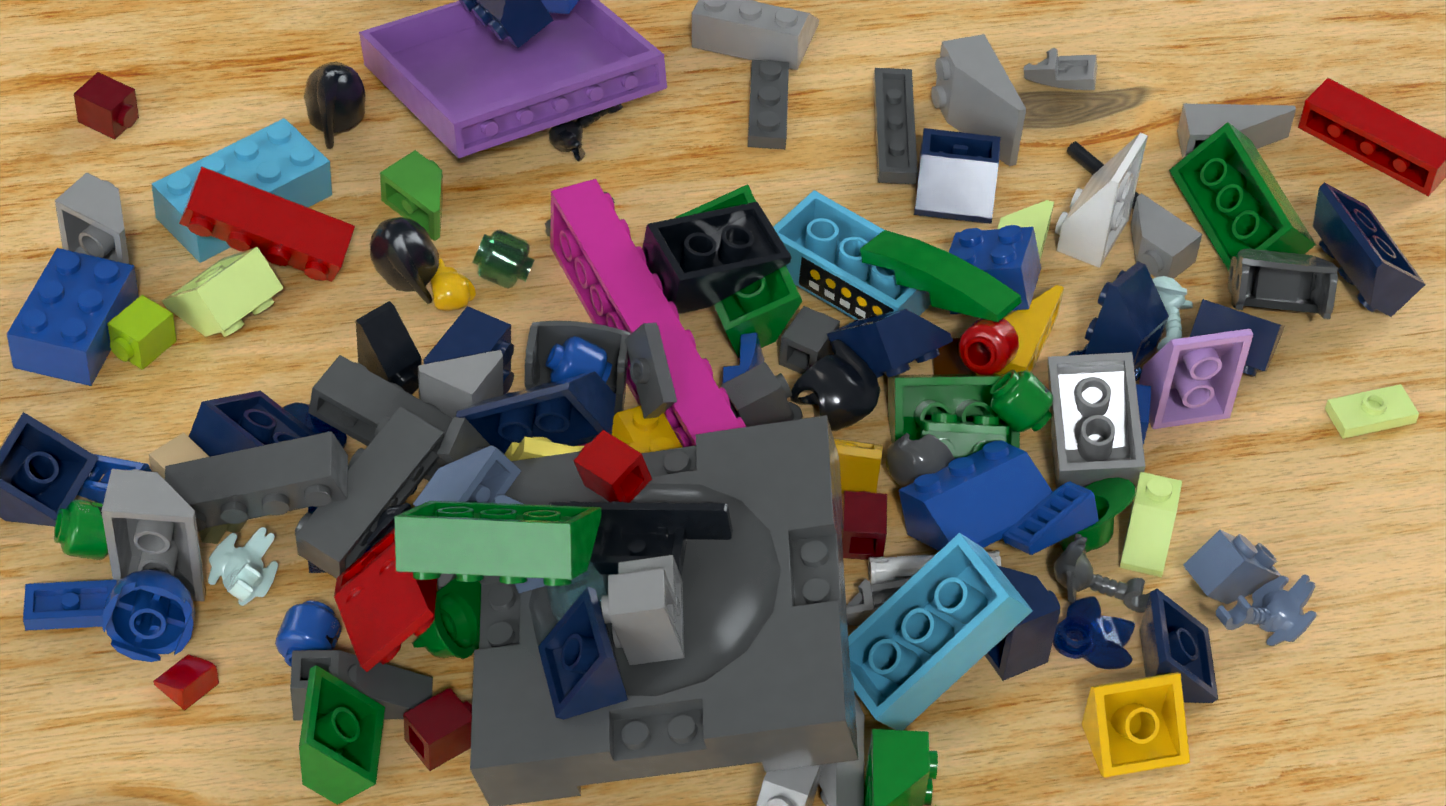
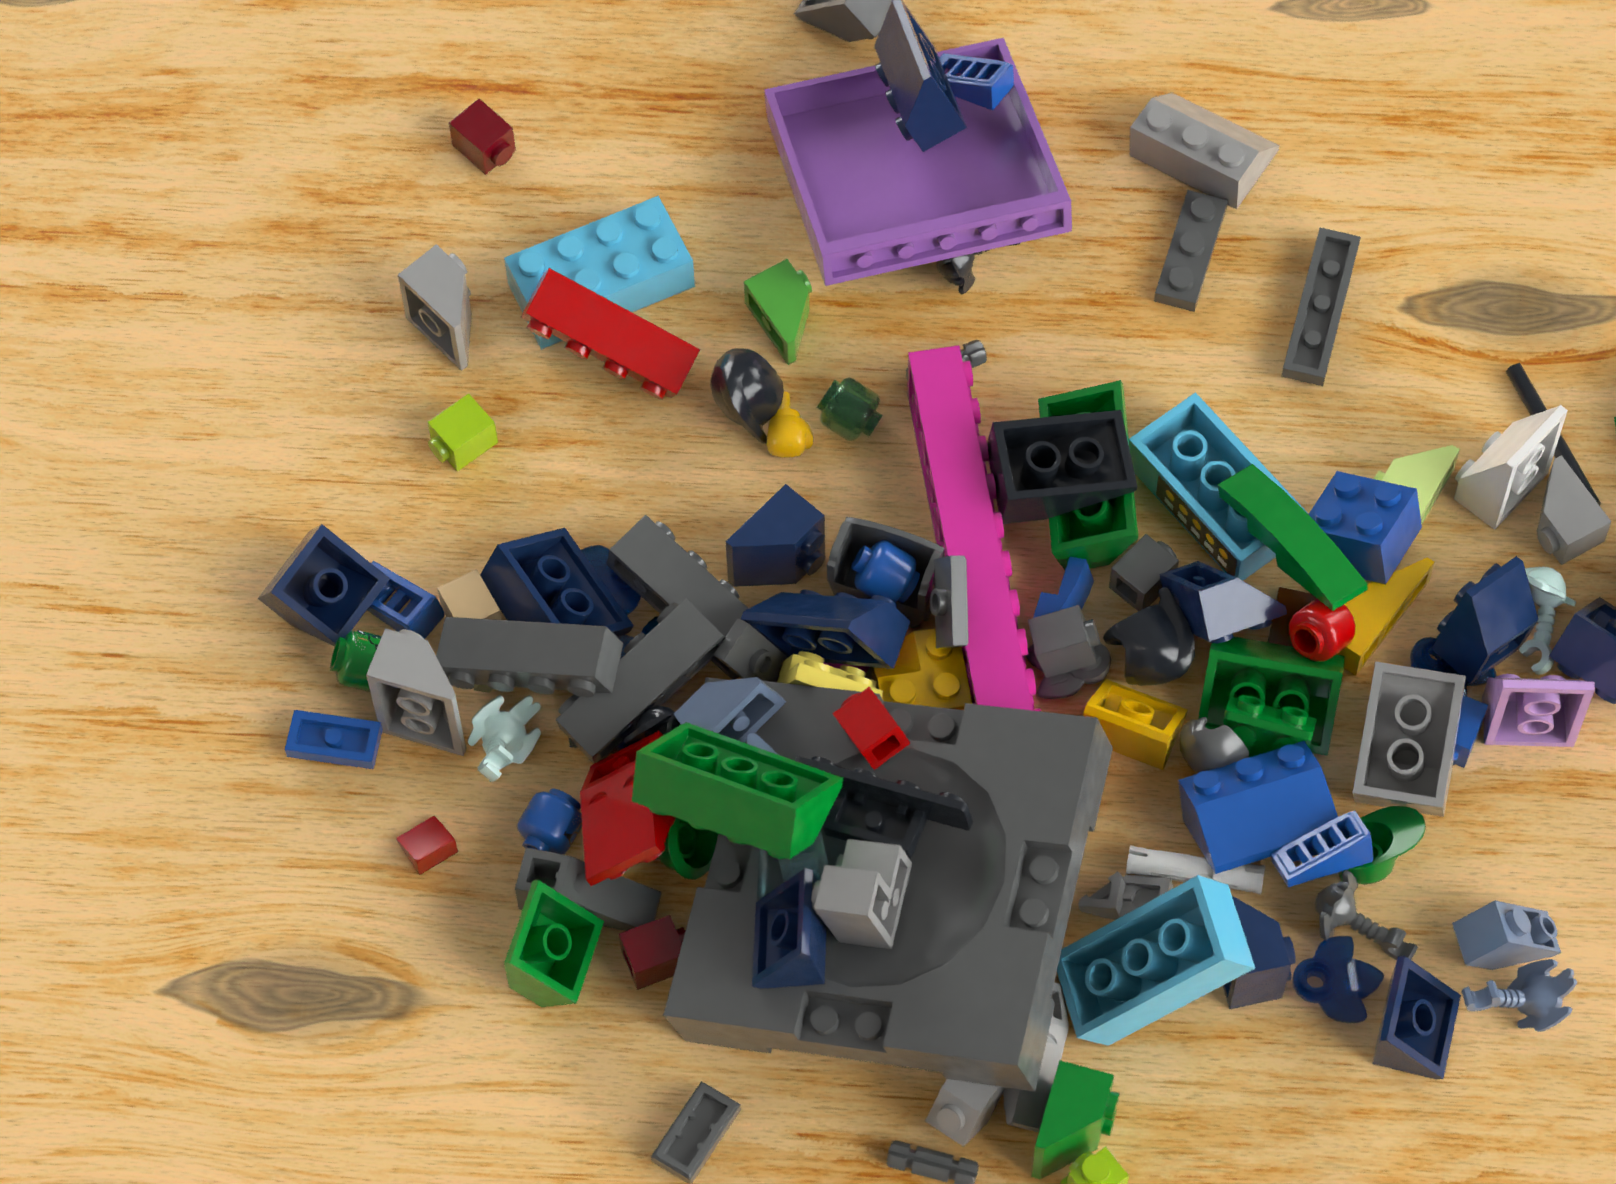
camera: 20 degrees right, 15 degrees up
(67, 314) = (394, 398): blue brick -> none
(149, 615) = (403, 770): blue cylinder -> none
(226, 293) = (555, 399): yellowish green slope -> none
(334, 99) = (720, 172): black piece -> none
(388, 348) = (700, 512): black slope -> none
(461, 381) = (764, 570): light grey slope -> none
(864, 524) = (1135, 806): dark red brick -> none
(957, 175) = (1365, 392): slope -> none
(978, 94) = (1418, 291): light grey slope -> none
(1022, 401) = (1335, 704): green head -> none
(1064, 72) = (1539, 263): light grey slope -> none
(1137, 725) = (1344, 1097): yellow slope -> none
(1151, 524) = (1436, 866): yellowish green slope -> none

